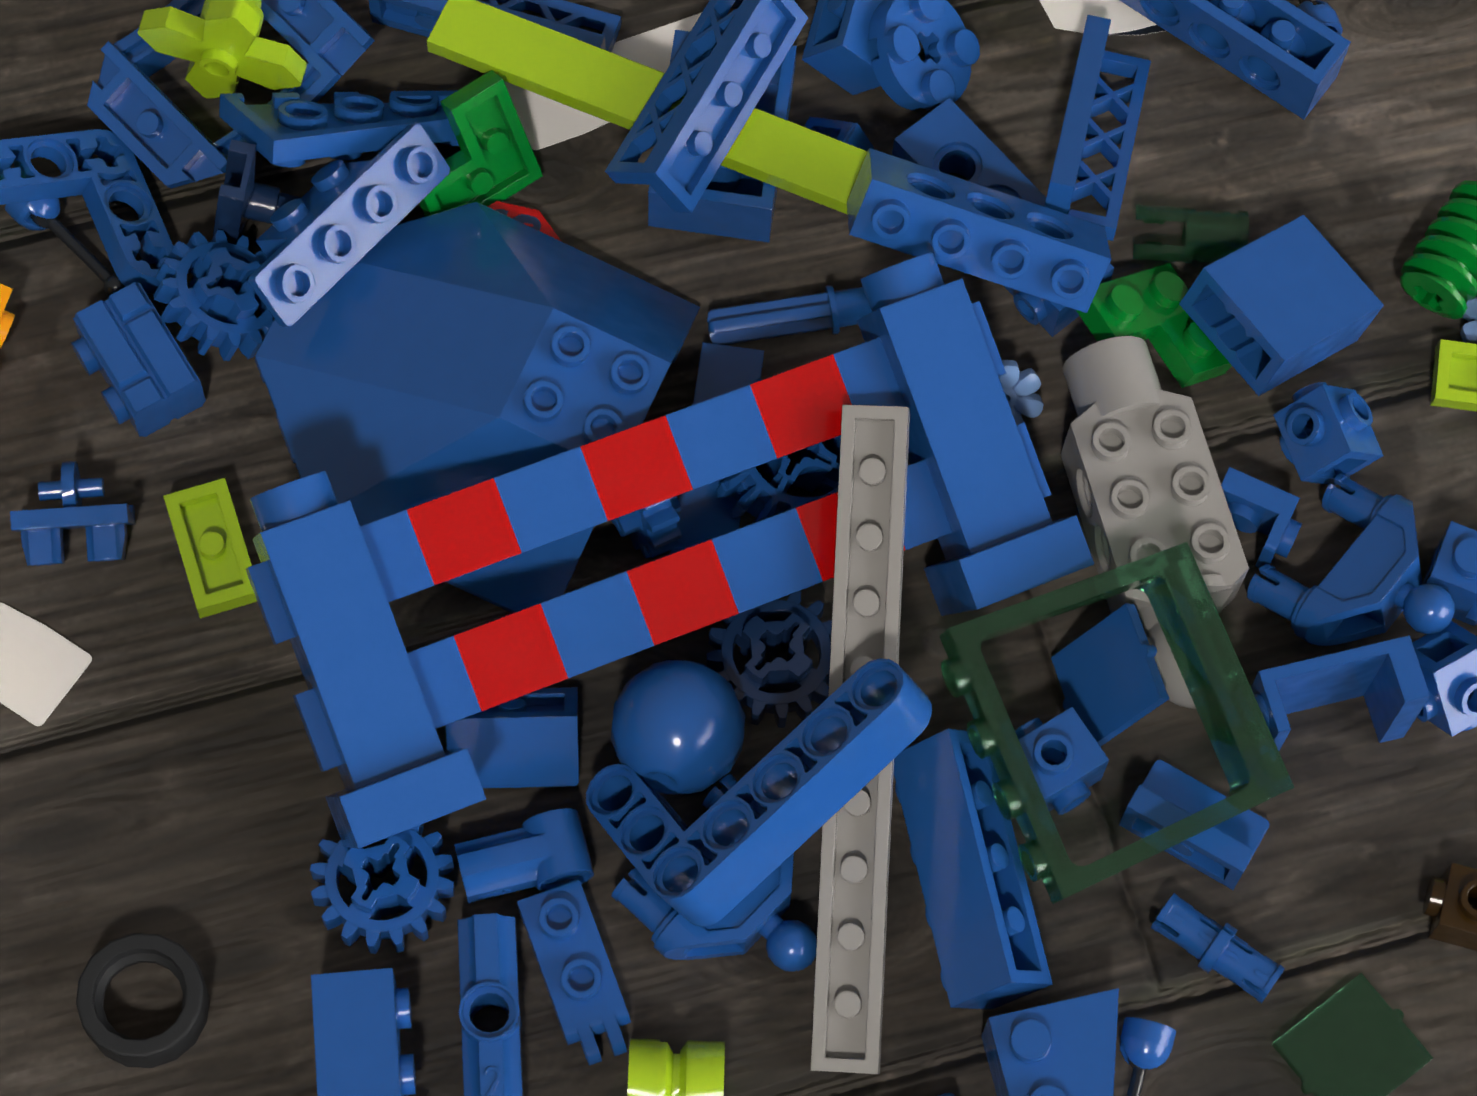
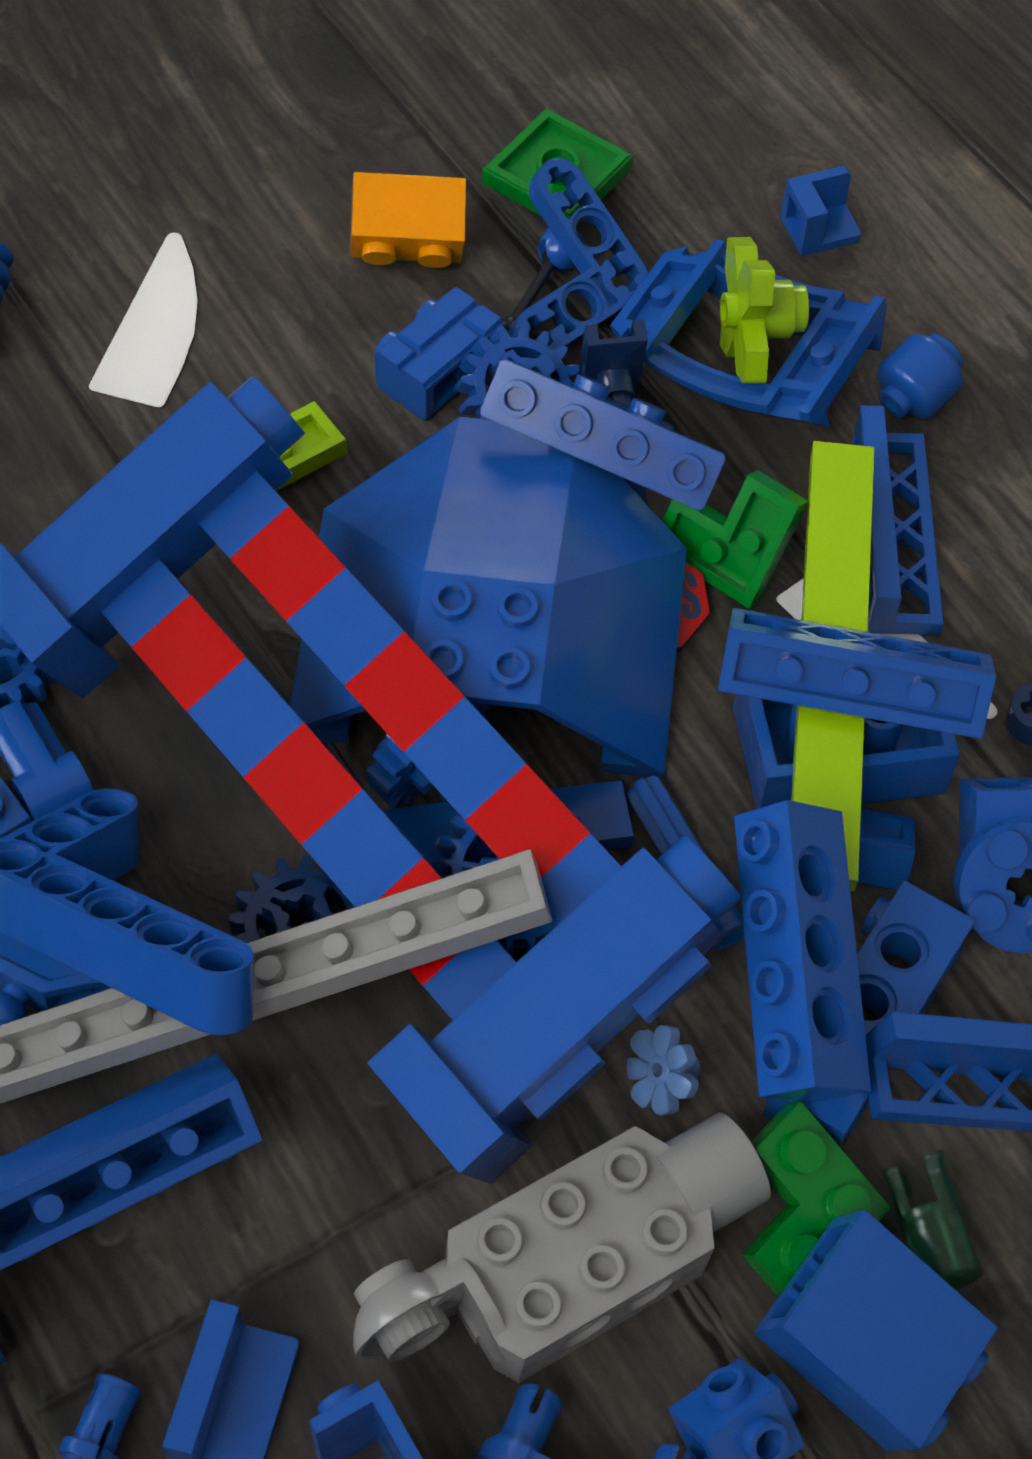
camera: 75 degrees right, 10 degrees down
(43, 528) = (279, 342): blue hips -> none
(355, 123) = (702, 409): blue wing -> none
(523, 740) = (157, 735): blue panel -> none
(678, 726) = (190, 844): blue piece -> none
(1062, 759) = (249, 1216): blue brick -> none
(1111, 675) = (361, 1249): blue piece -> none
(1209, 671) = (351, 1334): clear green windscreen -> none
(1262, 509) = (620, 1362): blue bracket -> none

